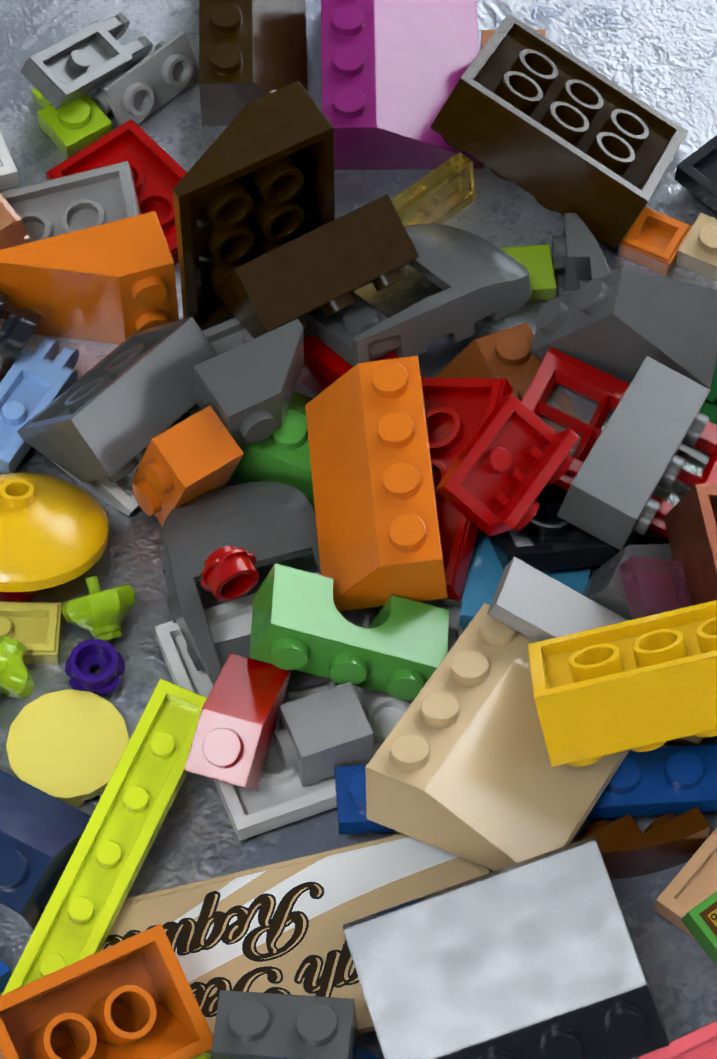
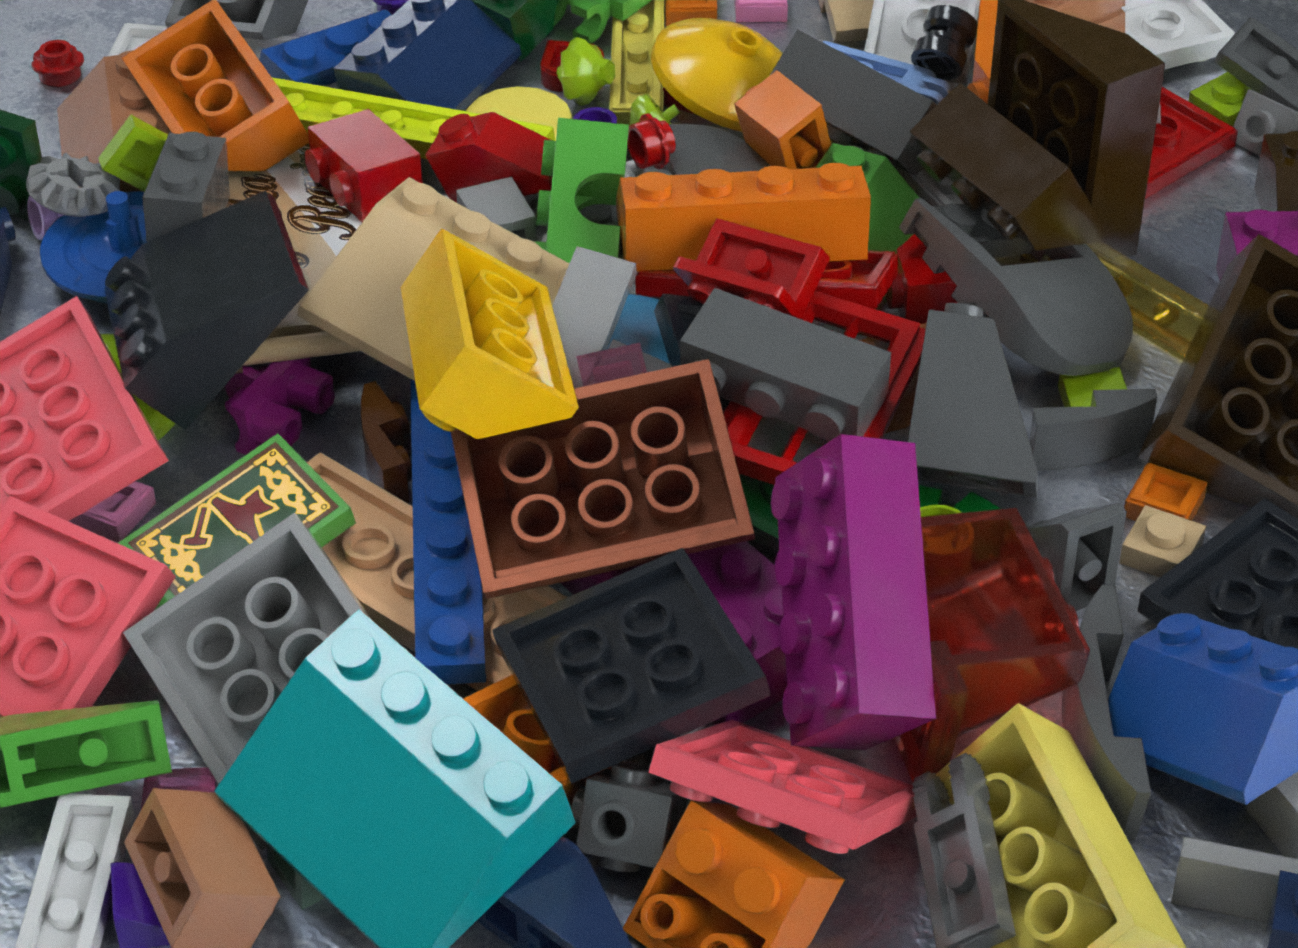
camera: 90 degrees right, 15 degrees down
(209, 870) = (360, 160): none -> red brick
(253, 382) = (859, 132): dark grey slope -> none

